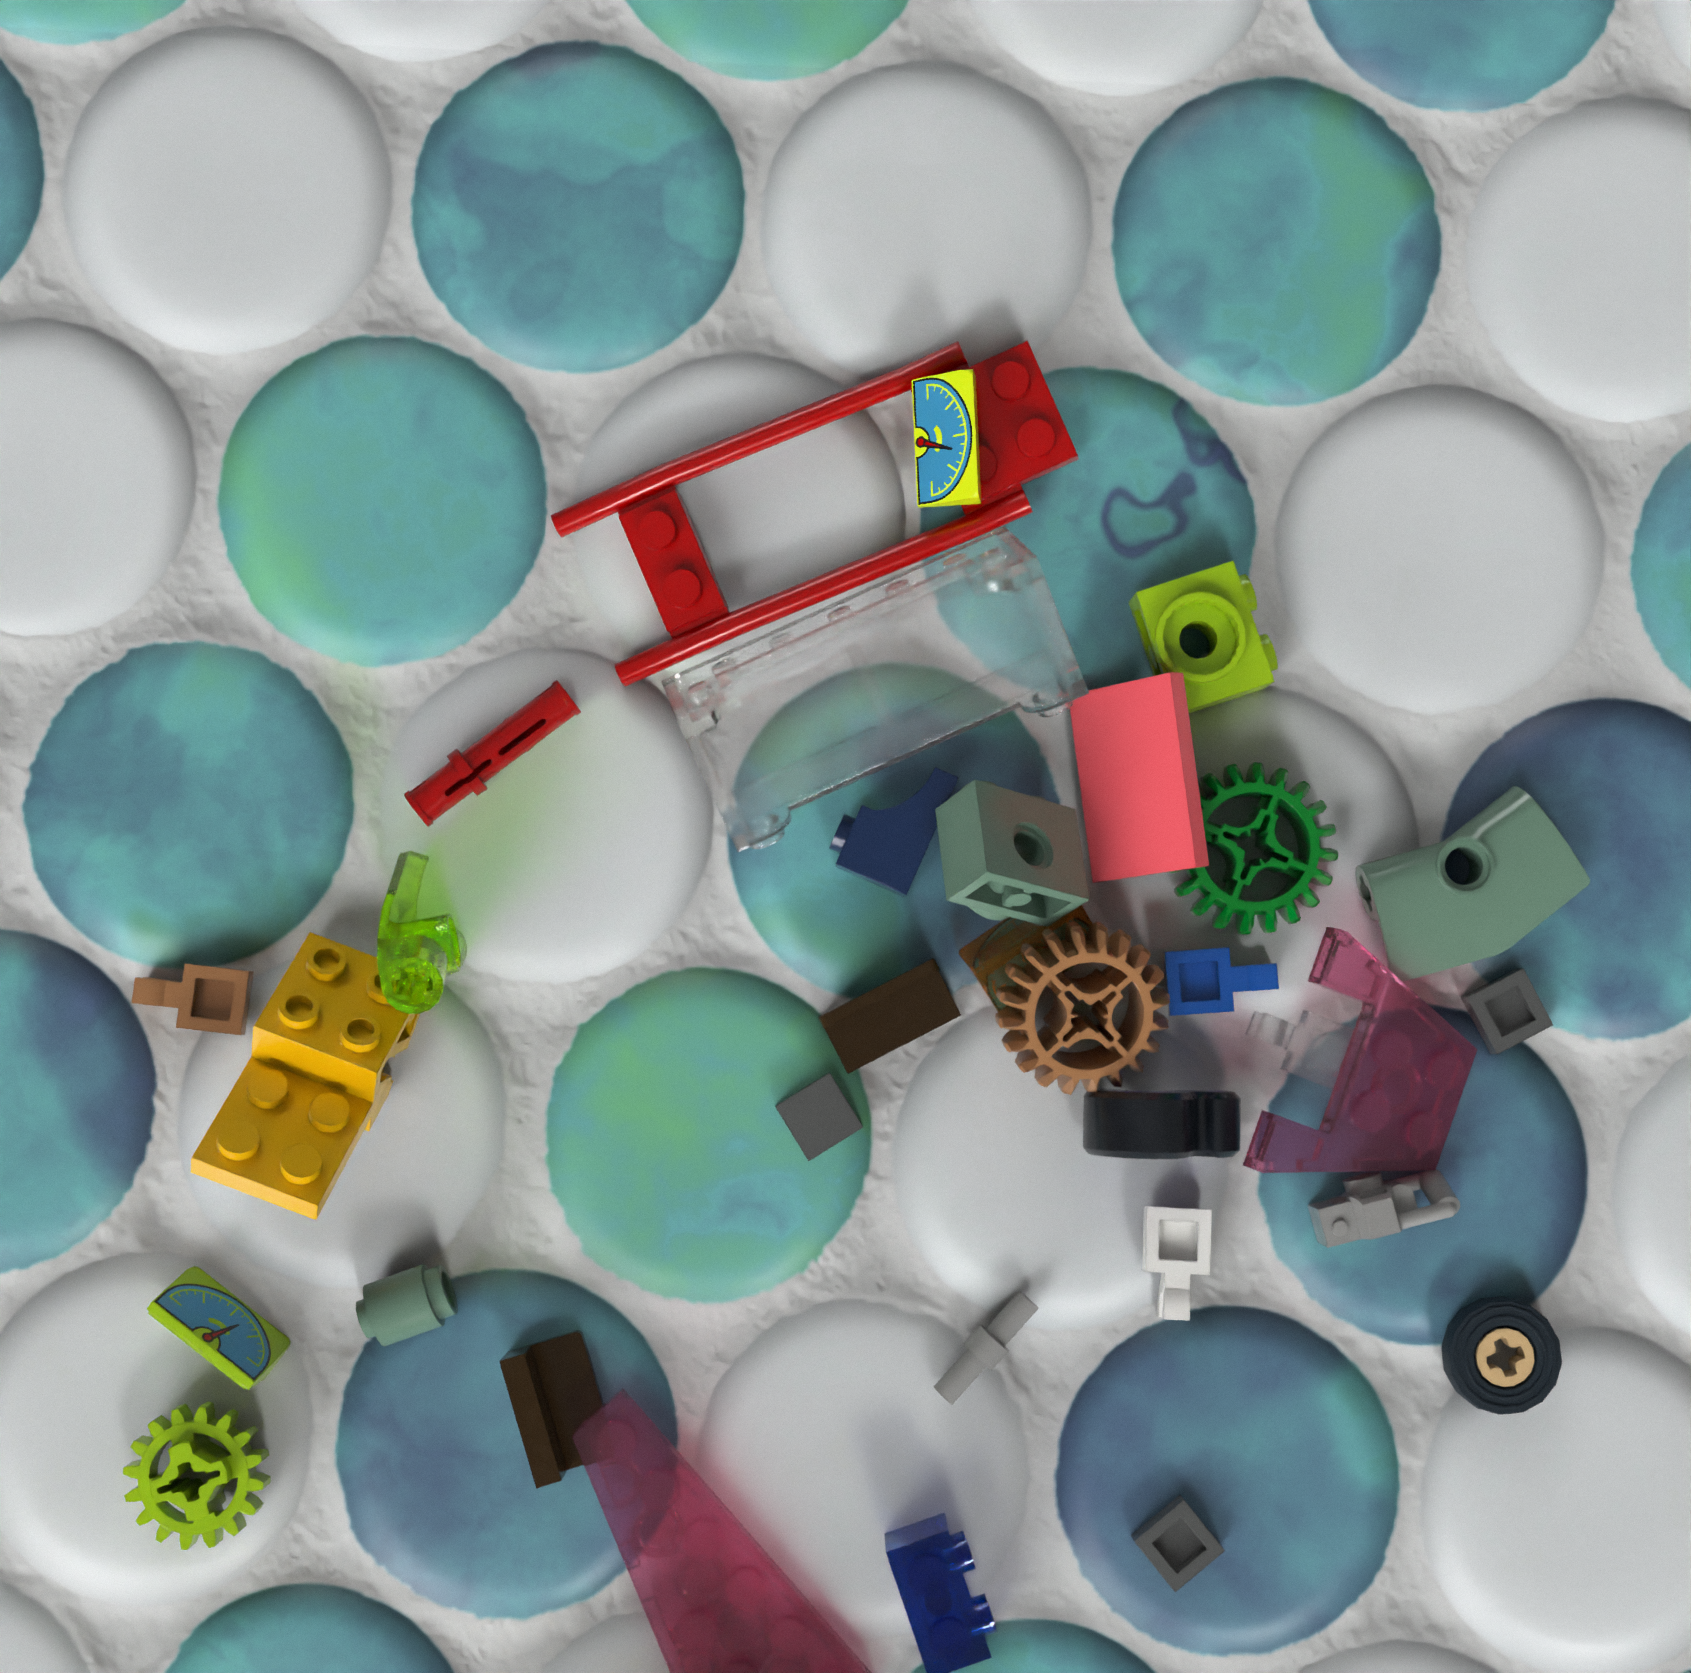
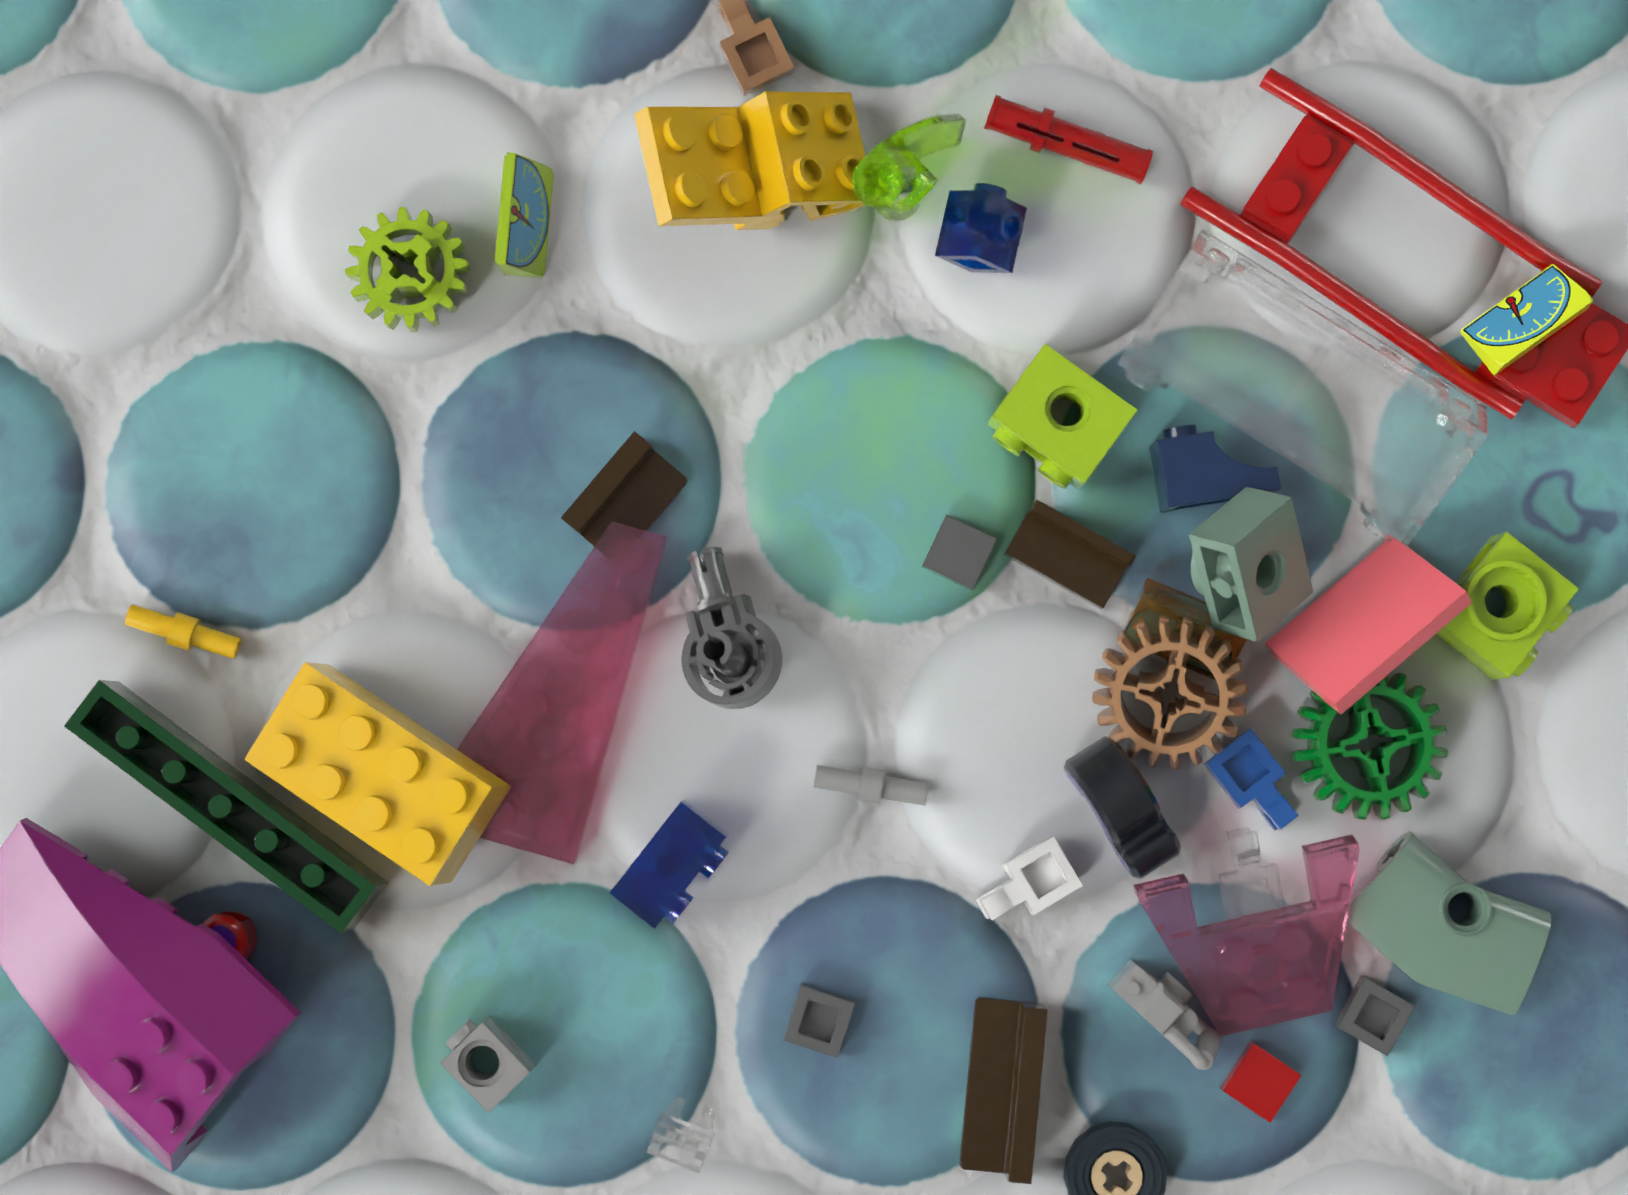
camera: 60 degrees right, 0 degrees up
(406, 1304) = (628, 339): sand green brick -> none
(524, 895) = (981, 229): none -> clear blue brick
(738, 975) = (1065, 452): none -> lime brick
(758, 1399) = (725, 639): none -> dark grey pin
(1352, 1408) = (1003, 1087): none -> dark brown panel
(1501, 1159) = (1260, 1081): none -> red tile

